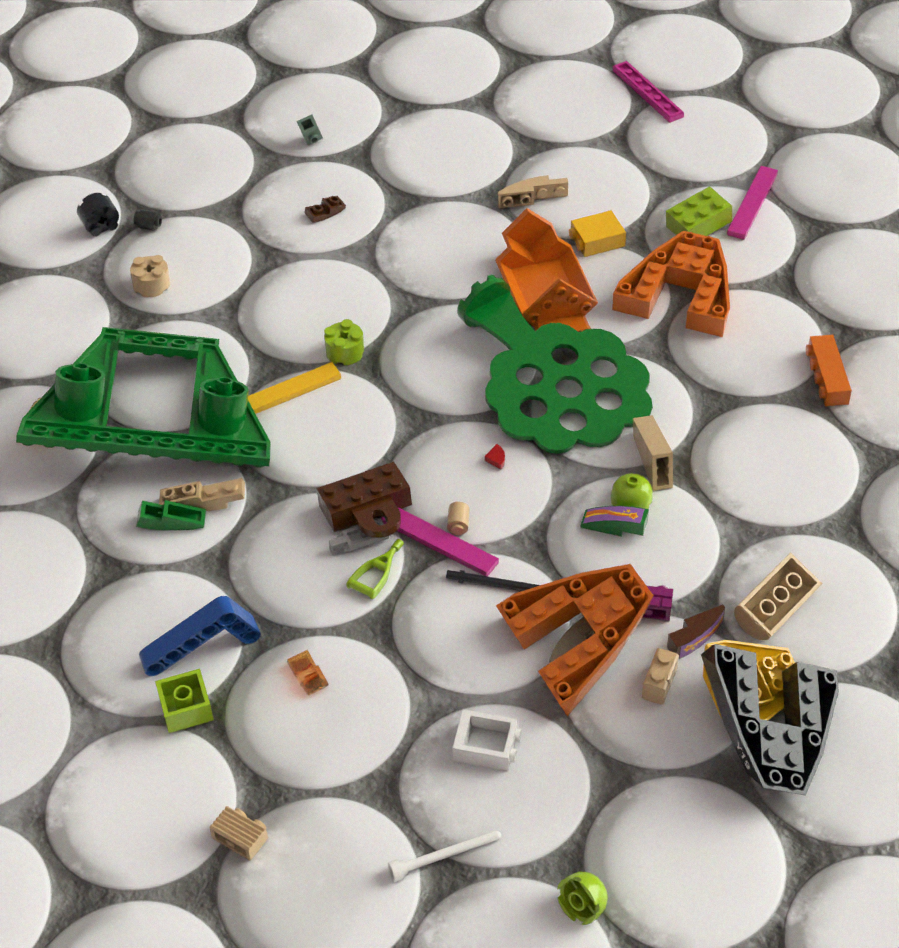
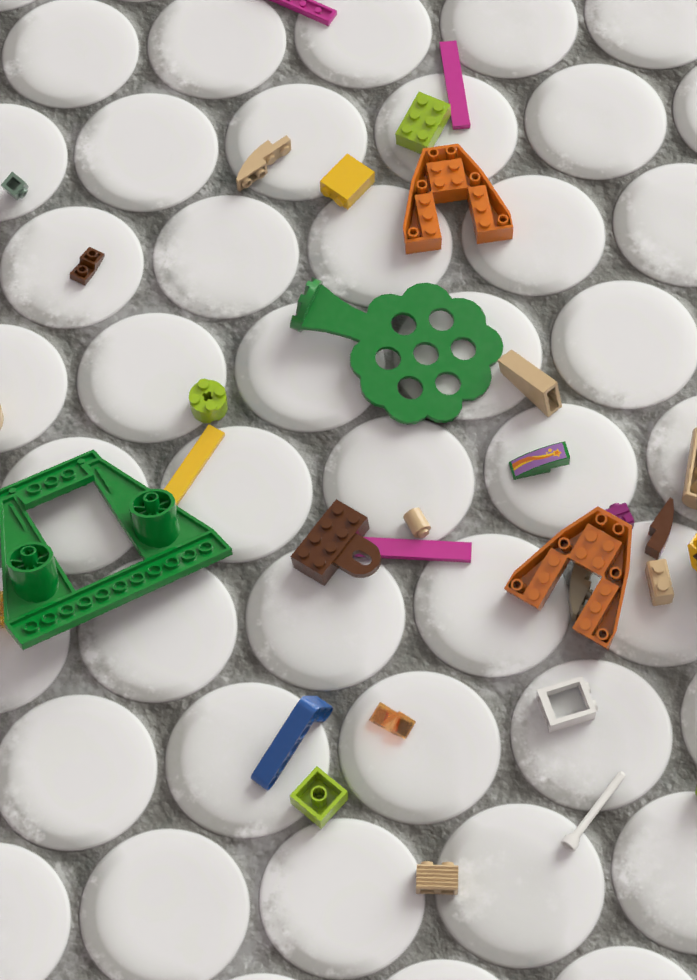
camera: 30 degrees left, 15 degrees up
(170, 516) = (181, 642): green slope -> none
(206, 497) = (195, 610): tan slope -> none
(353, 539) = (345, 585): light grey hinge -> none
(378, 563) = (383, 597): lime piece -> none
(485, 580) = (453, 573): black bar -> none
(496, 457) = (407, 448): red tile -> none
(544, 274) = (334, 250): orange panel -> none
(632, 491) = (536, 430): lime cylinder -> none
(828, 370) = (618, 234): orange brick -> none

